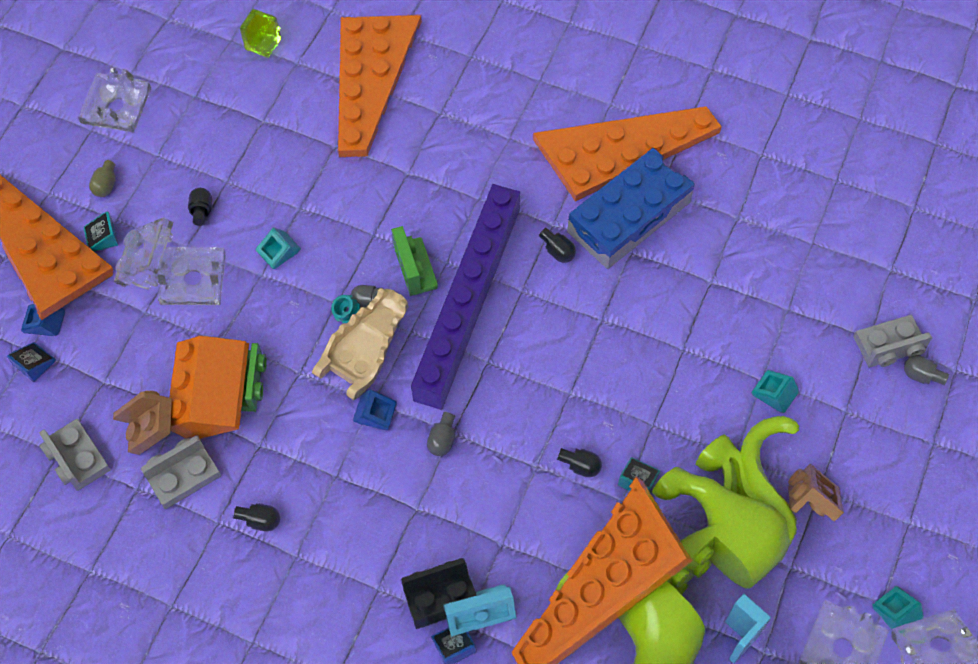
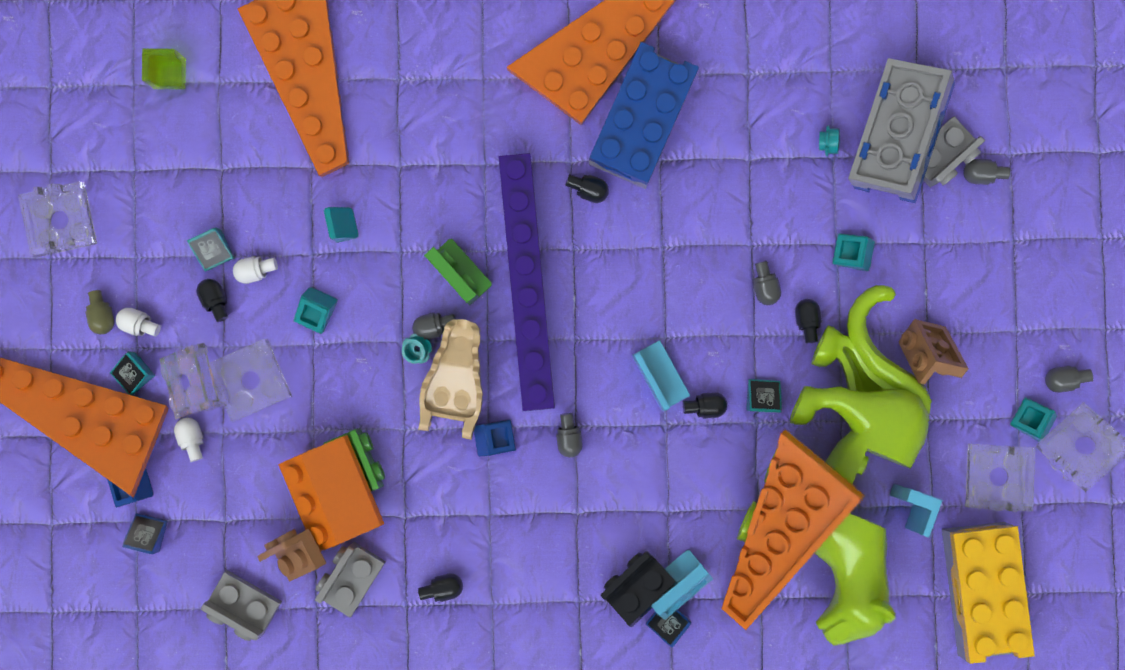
camera: 25 degrees left, 25 degrees up
(115, 300) = (189, 437): none -> white cylinder
(128, 198) = (136, 322): none -> white cylinder
(220, 168) = (211, 249): none -> slope
(245, 196) = (253, 269): none -> white cylinder
(335, 191) = (341, 223): none -> teal slope
(550, 419) = (660, 375): none -> medium azure panel
(682, 383) = (766, 285): none -> dark grey cylinder
(709, 427) = (808, 319): none -> black cylinder
(788, 291) = (829, 140): none -> teal plate
(856, 299) = (902, 129): none -> light grey piece
(944, 583) = (1067, 378): none -> dark grey cylinder

